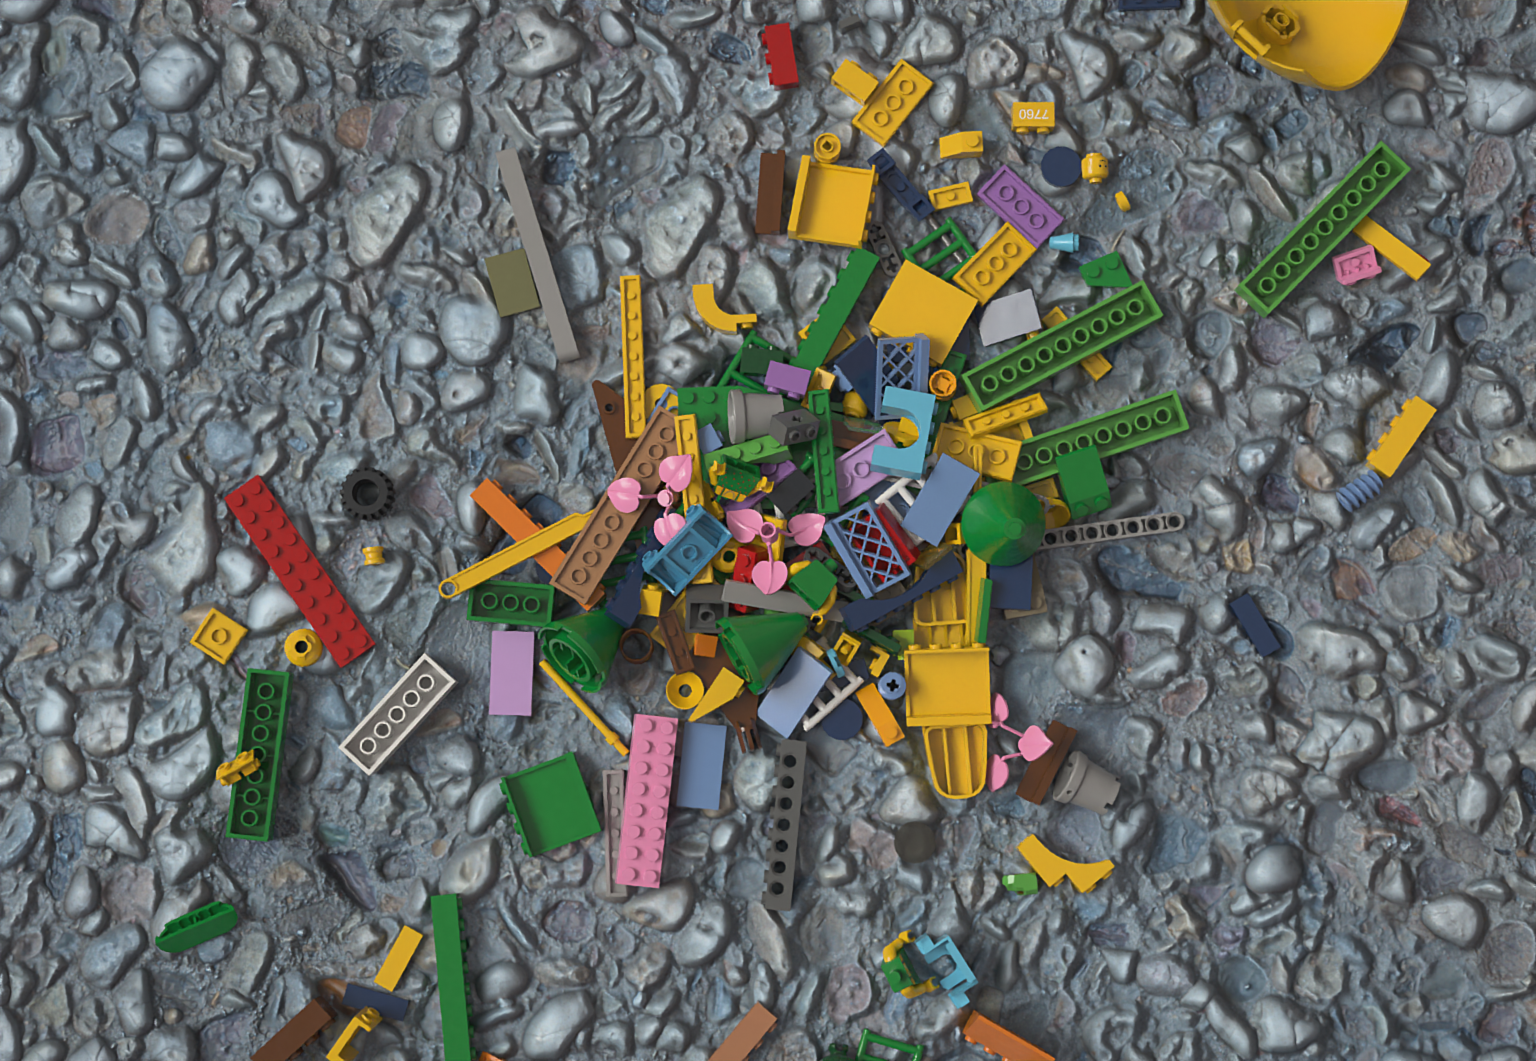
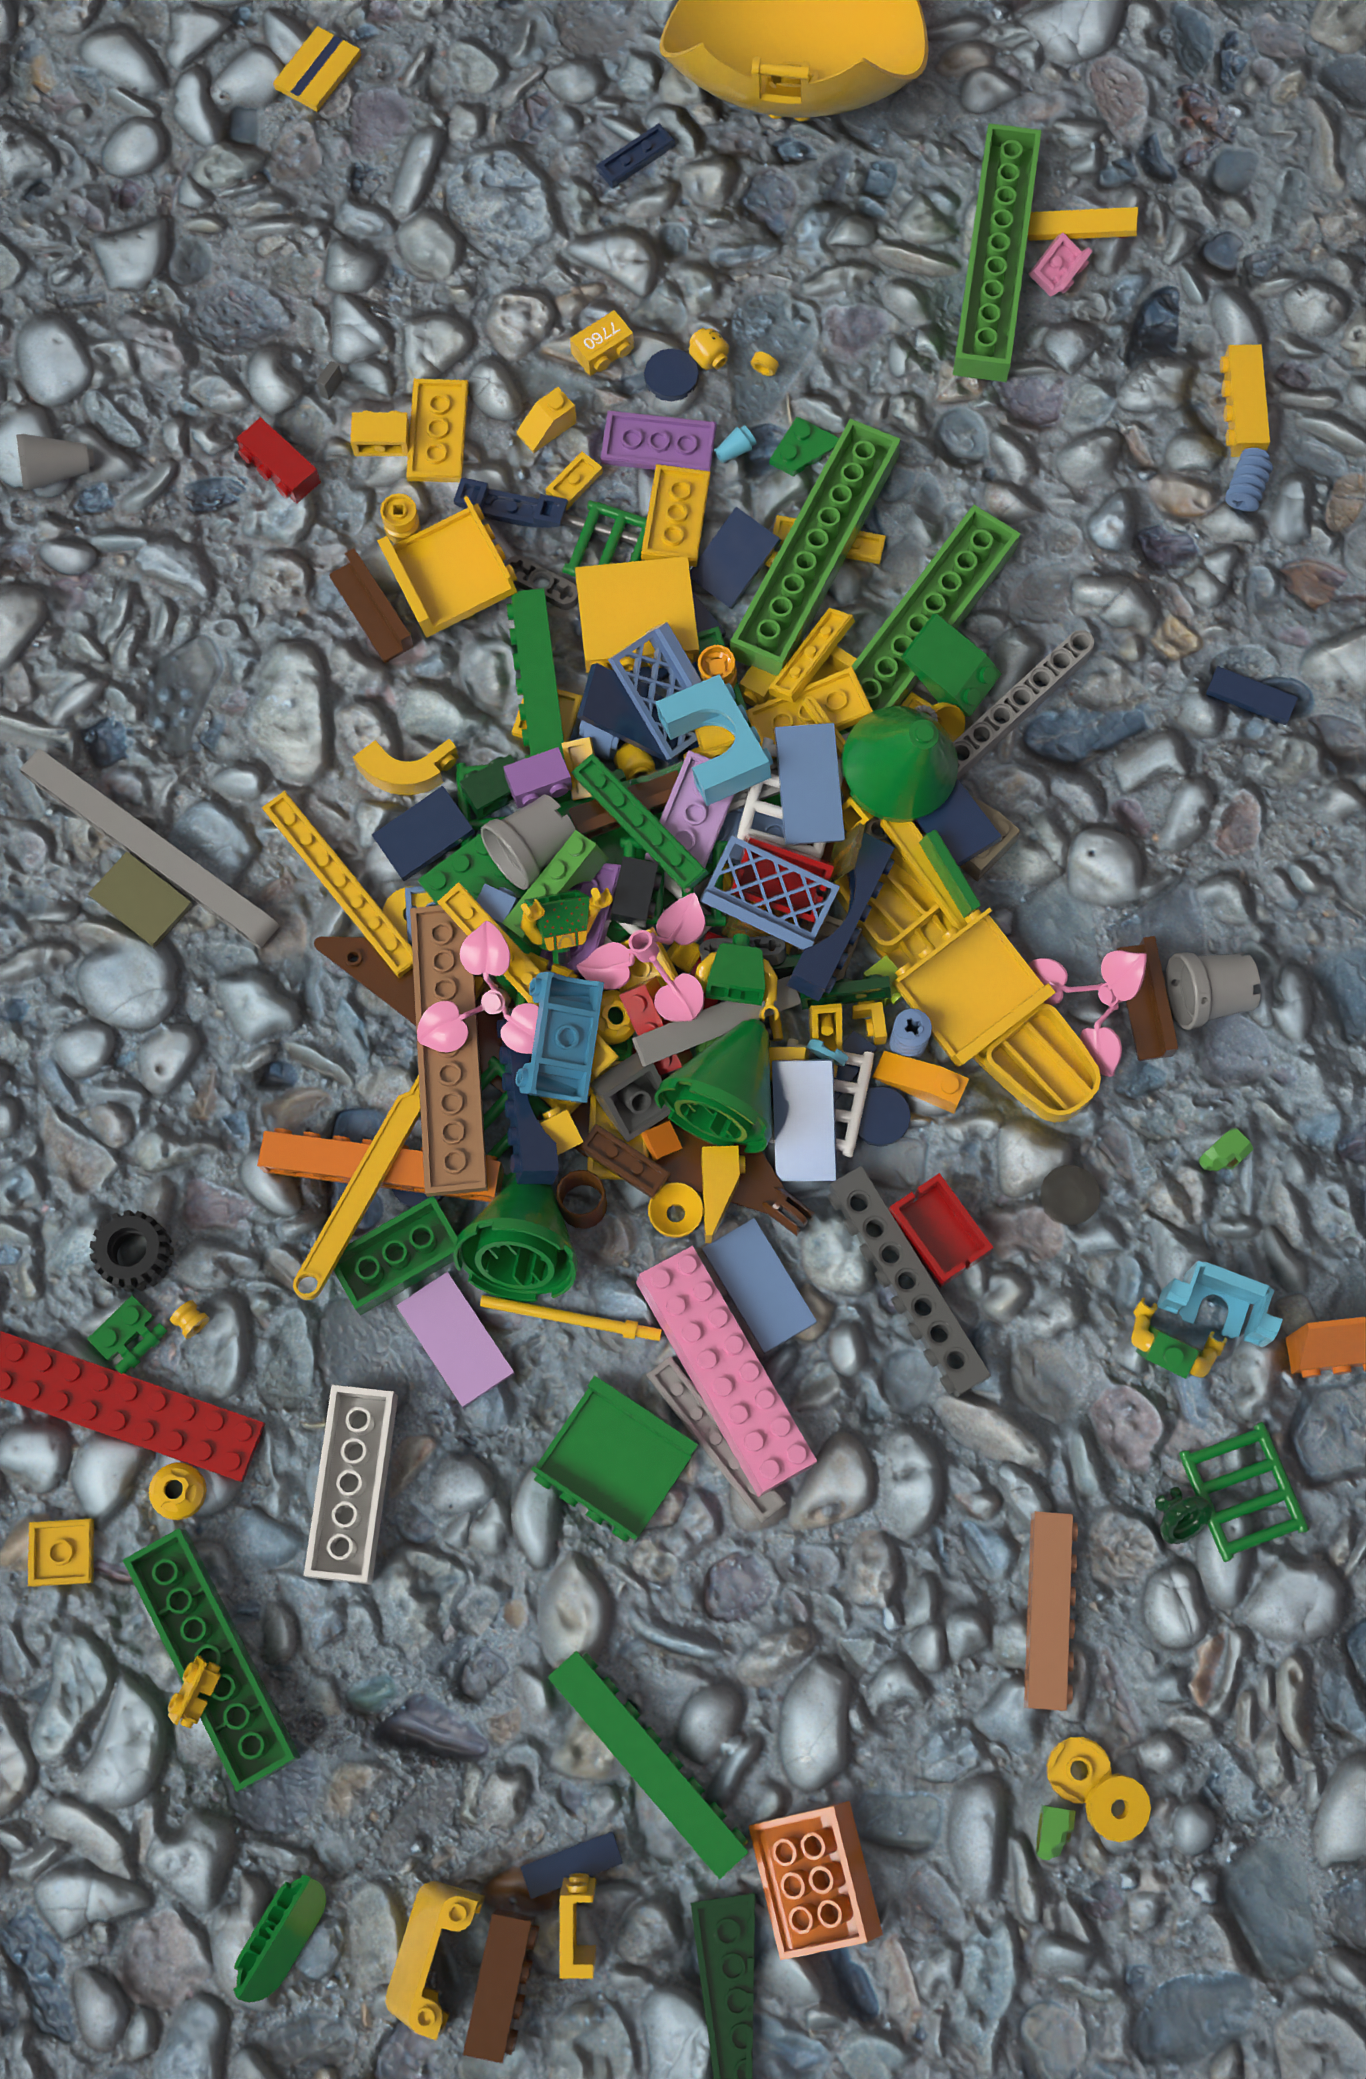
camera: 35 degrees left, 10 degrees down
(288, 974) = (434, 1908): none -> yellow windscreen
(334, 533) = (121, 1329): none -> green plate
(398, 958) = (561, 1787): yellow tile -> none
(701, 360) = (423, 833): none -> dark blue tile
(793, 427) = (585, 813): dark grey brick -> none
(793, 548) = (684, 955): none -> yellow tile
(823, 810) = (940, 1230): none -> red piece
(1053, 868) = (1248, 1107): yellow arch -> none

